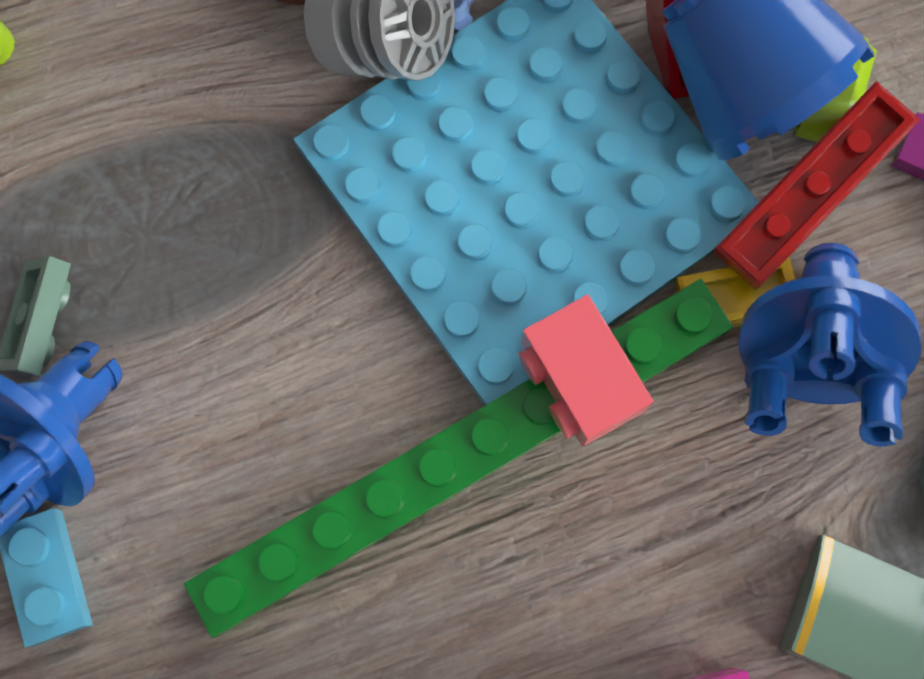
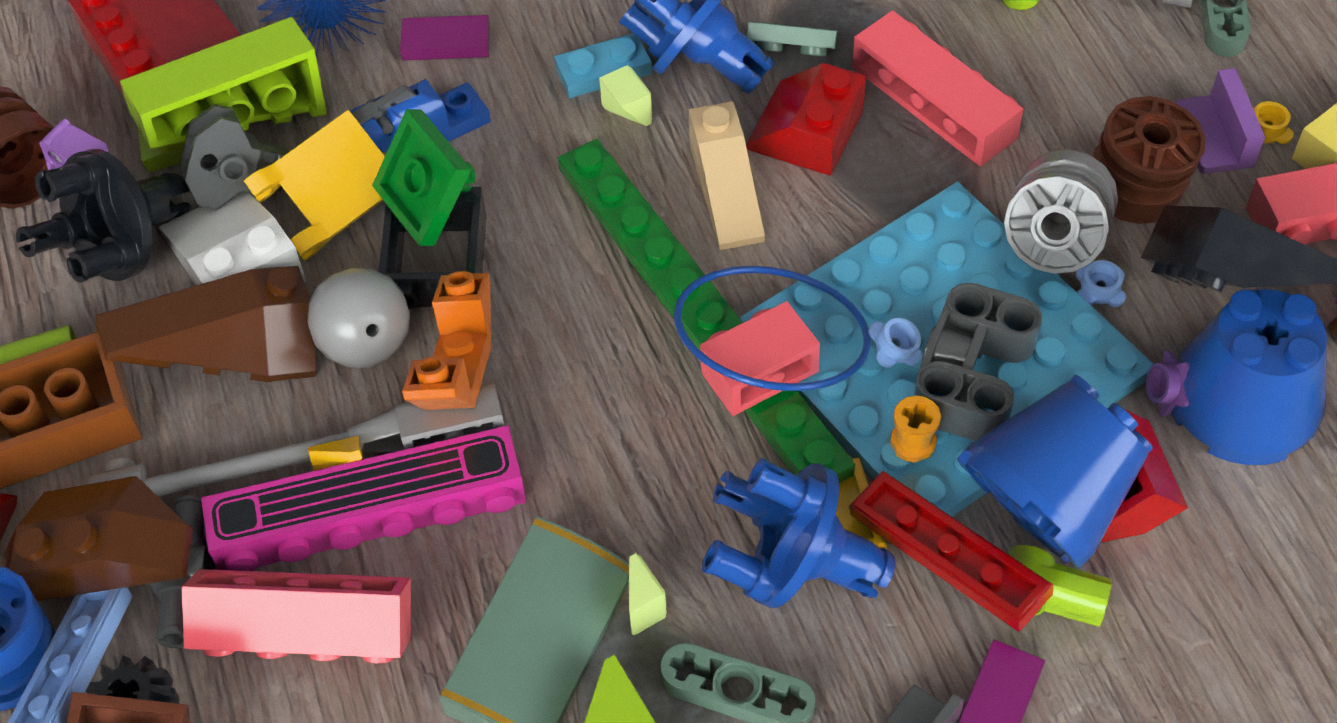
camera: 90 degrees right, 20 degrees down
(116, 540) = (626, 95): none -> yellowish green slope
(142, 148) = (937, 88): none -> coral brick
(175, 304) = (811, 118): none -> red slope
(262, 412) = (725, 175): none -> tan slope
(551, 217) = (904, 335): none -> light blue plate
(573, 151) = (960, 341): none -> dark grey beam
(605, 443) = (762, 383): none -> blue piece
(693, 203) = (915, 428): none -> light orange bush
(877, 519) = (646, 596): none -> yellowish green slope

